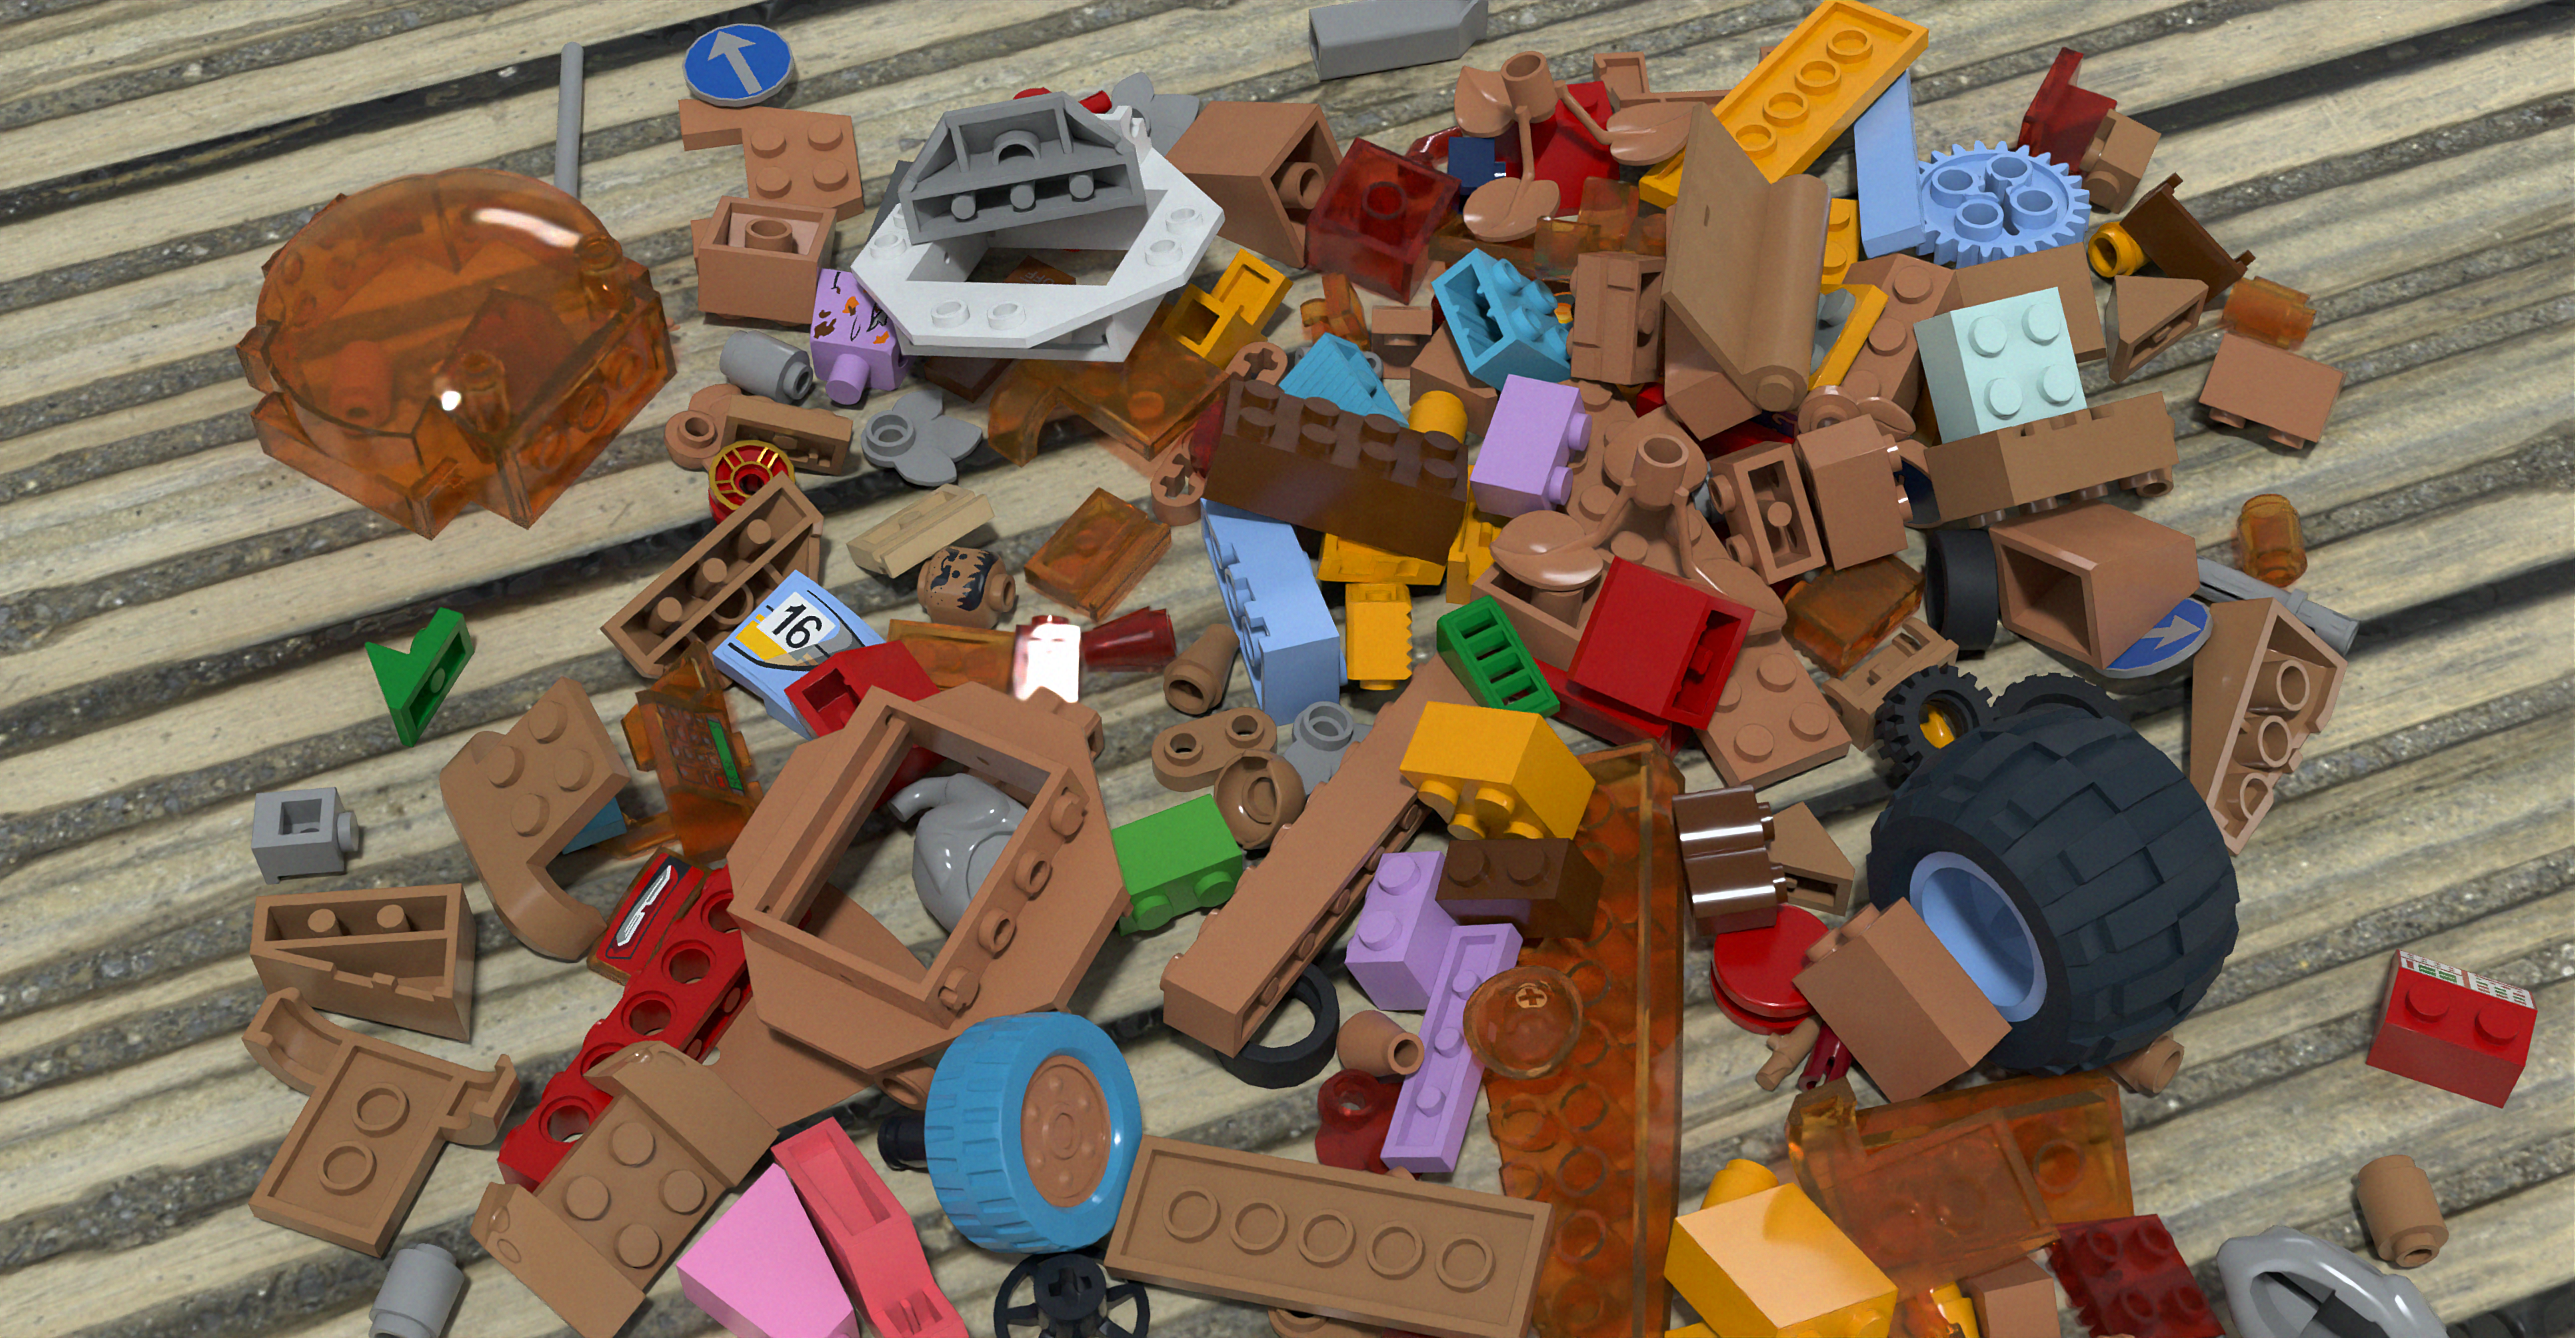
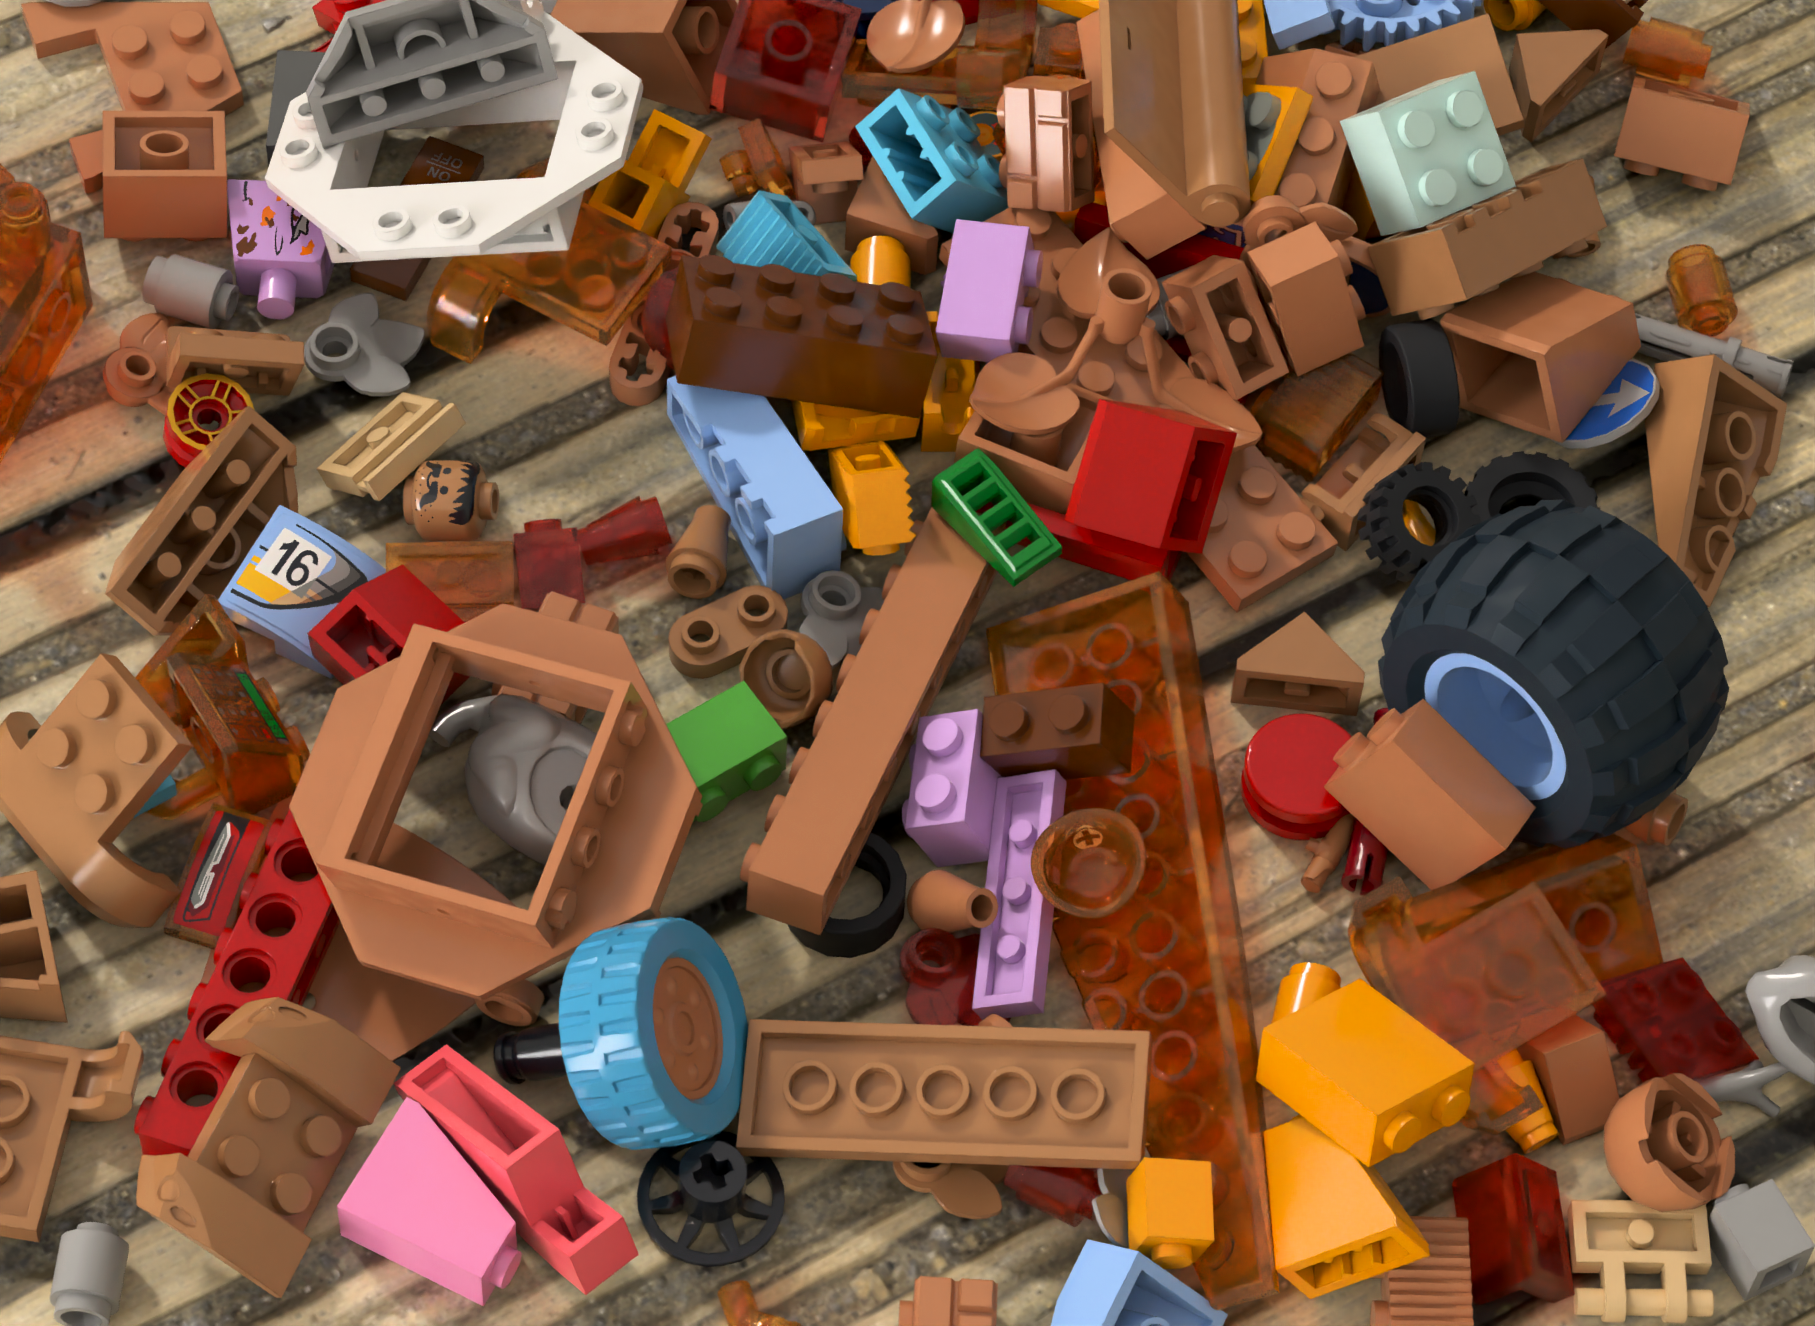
camera: 15 degrees left, 5 degrees up
(1097, 554) = (571, 447): clear orange plate -> none
(1496, 773) = (1017, 627): light orange brick -> none
(1726, 859) = (1246, 681): reddish brown brick -> none

